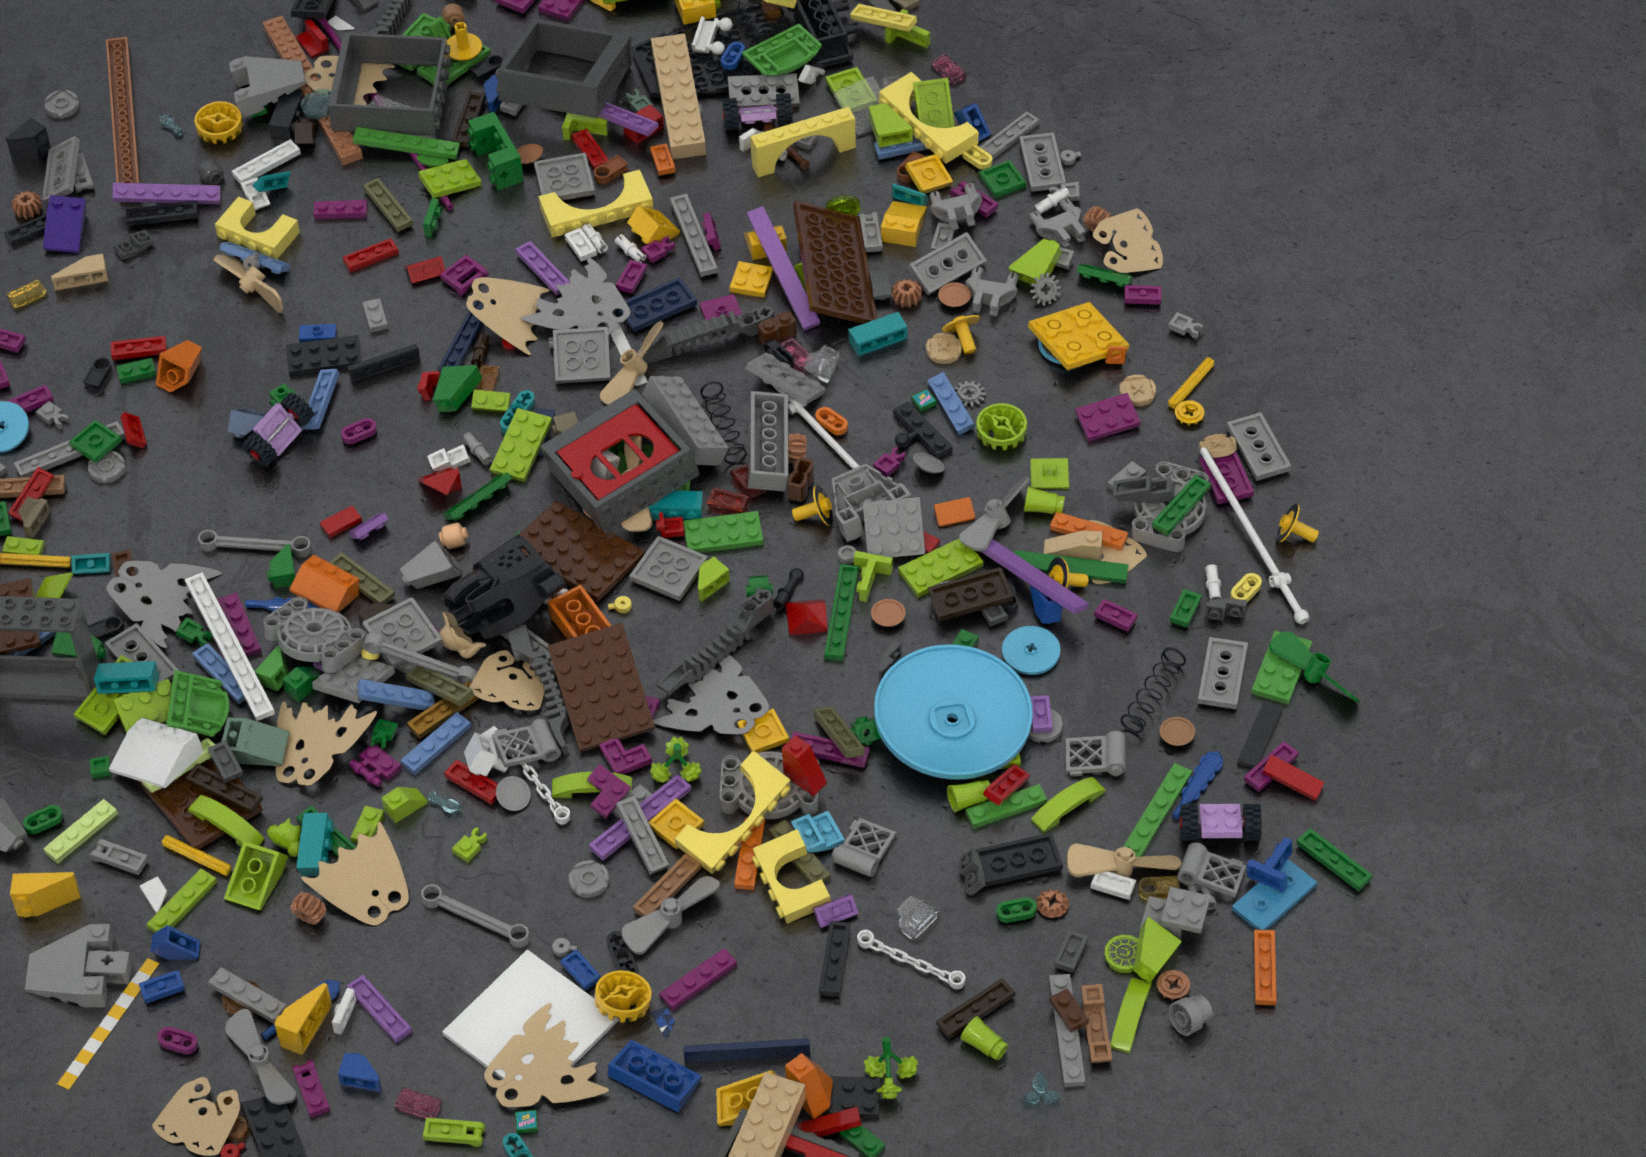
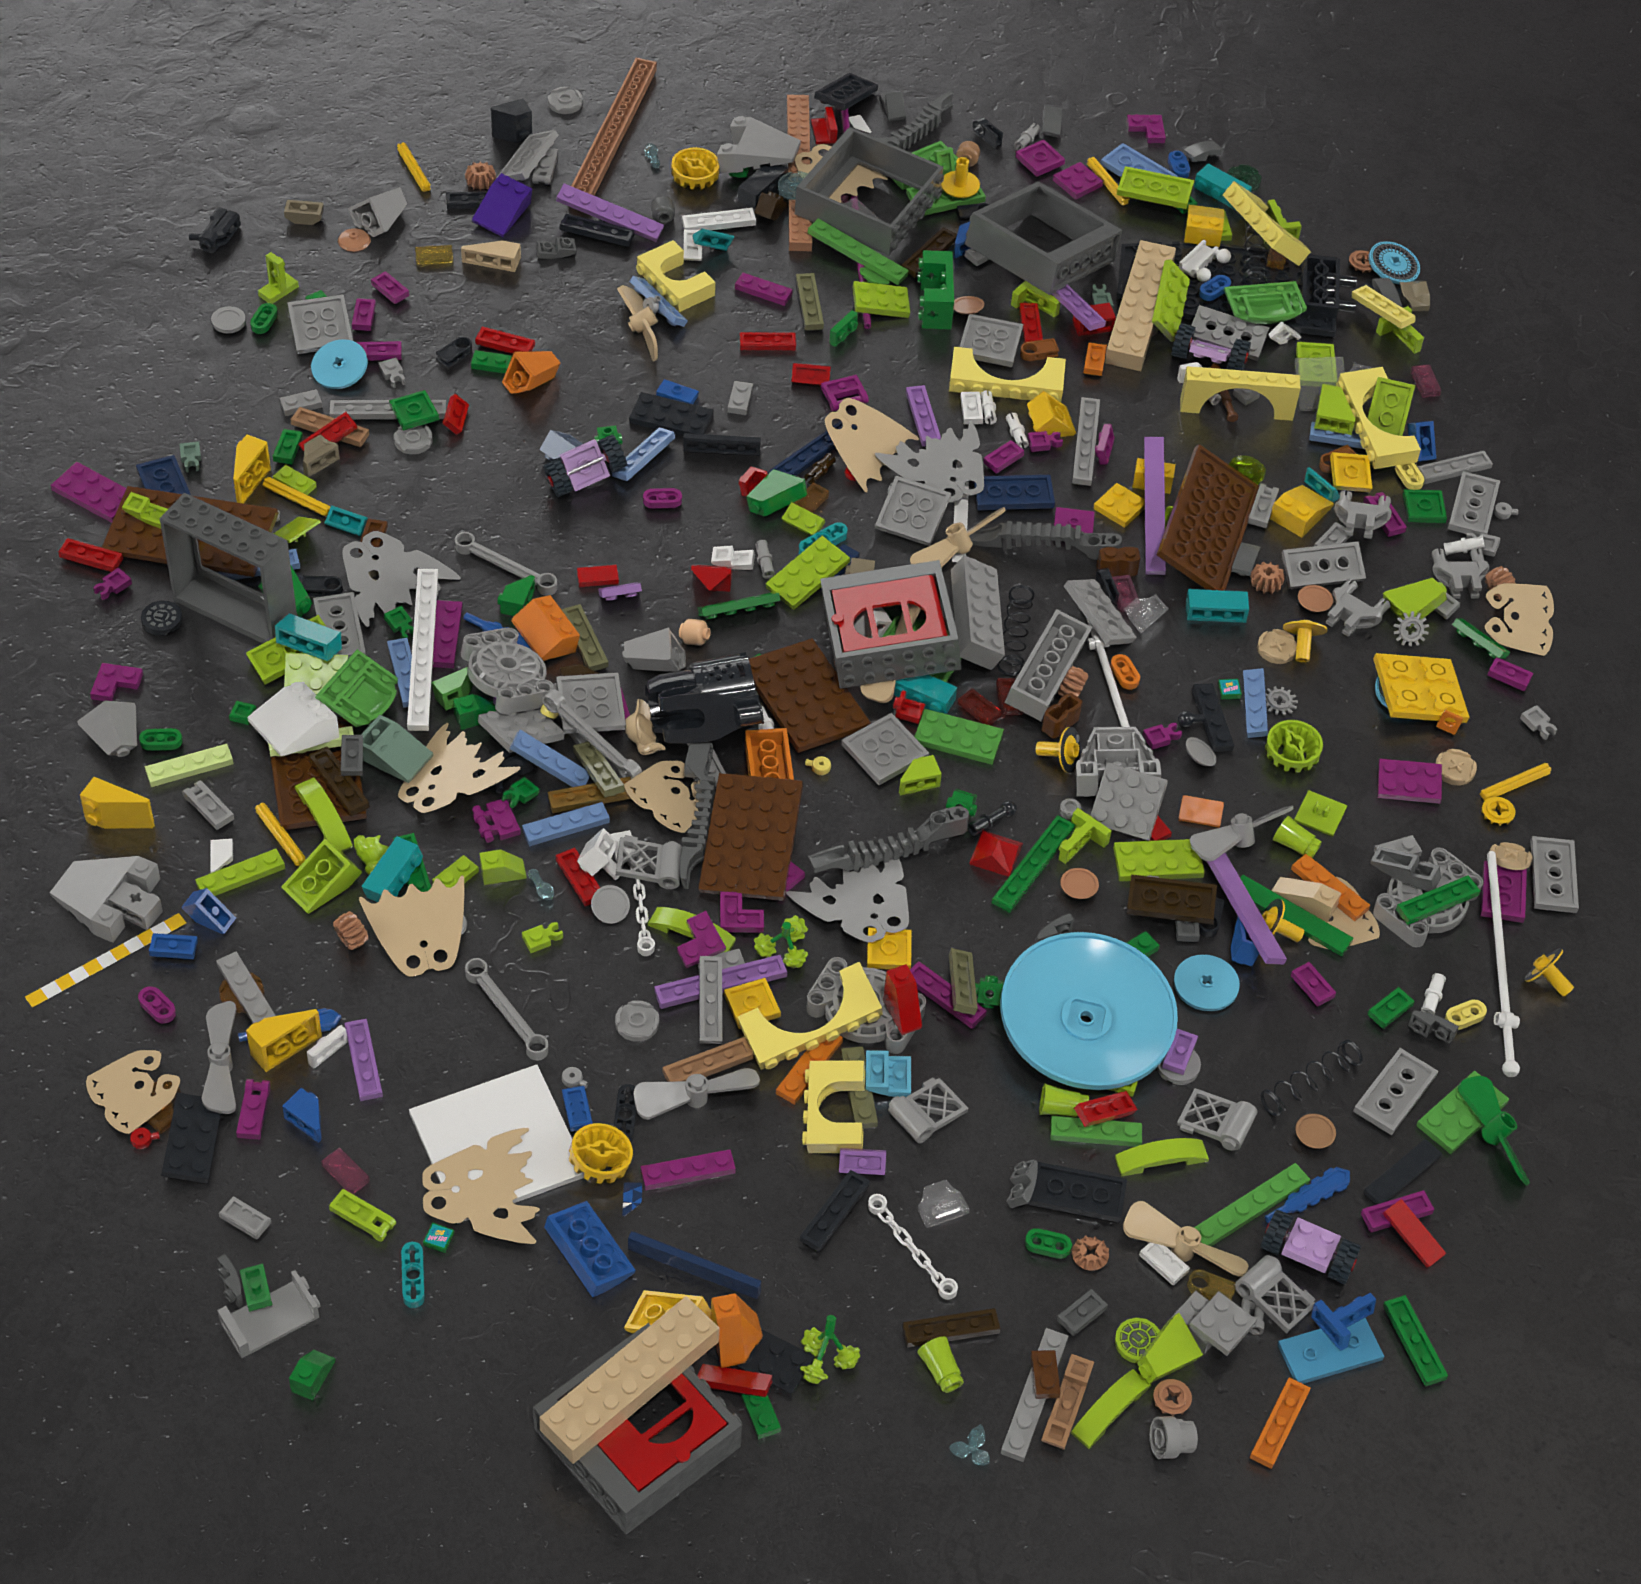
camera: 20 degrees right, 0 degrees up
(703, 82) = (1170, 300): none -> lime plate

